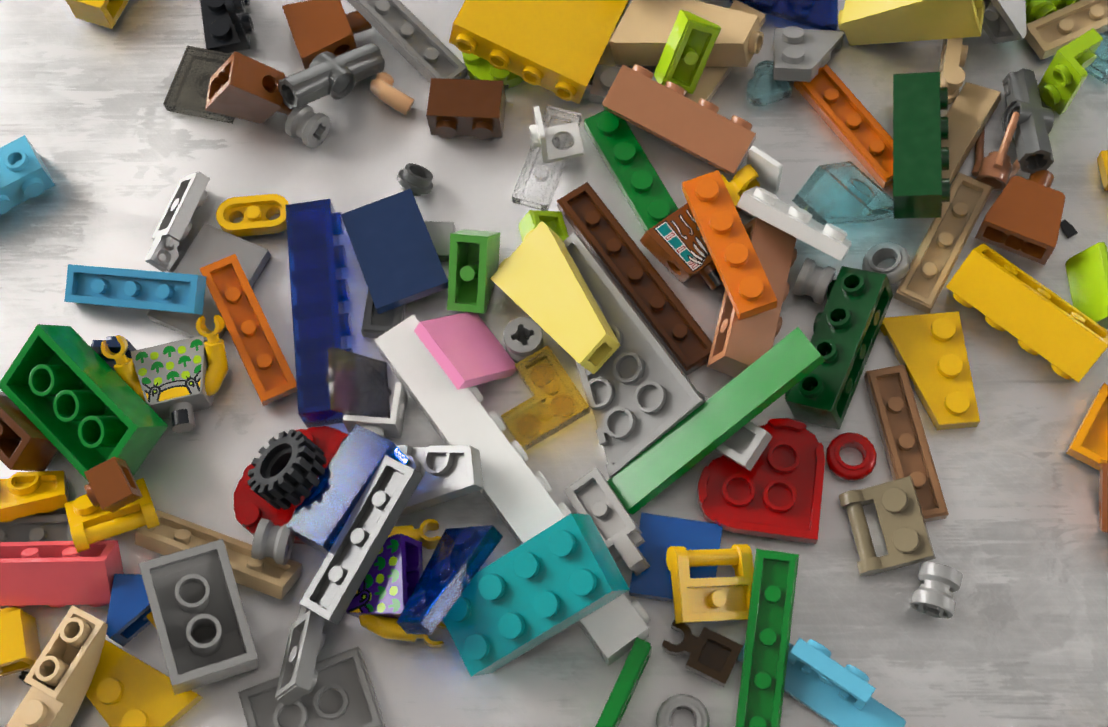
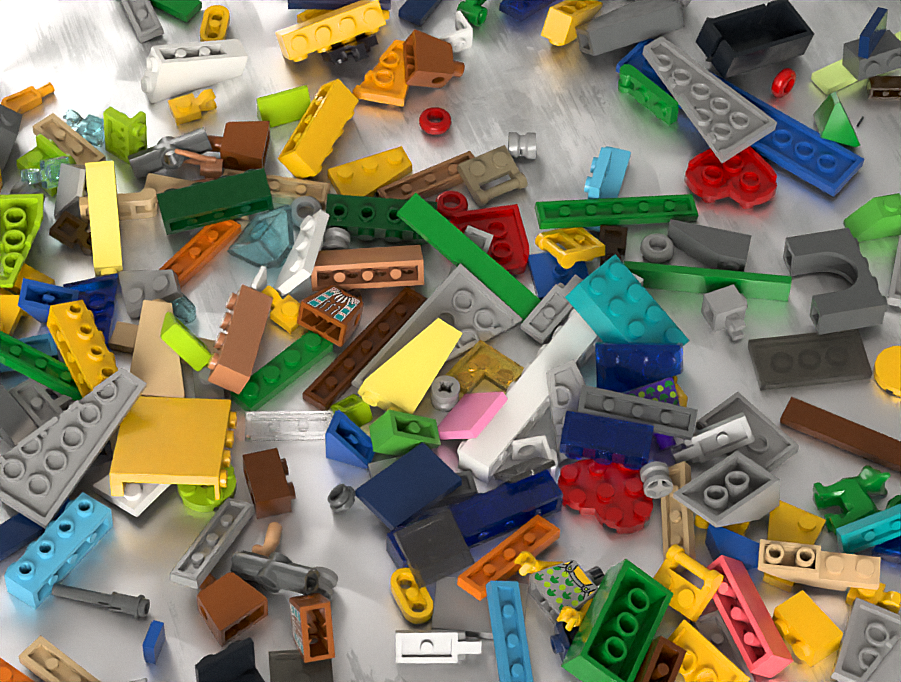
camera: 120 degrees left, 15 degrees down
(111, 485) = (671, 564): dark orange plate -> none
(281, 238) = (434, 548): none -> clear smoke tile
(287, 469) = (615, 492): black tyre -> none
(490, 203) = (348, 442): none -> blue slope
(544, 137) = (281, 414): white bracket -> none
(729, 245) = (341, 273): orange plate -> none
(1032, 474) = (435, 128): none -> red piece

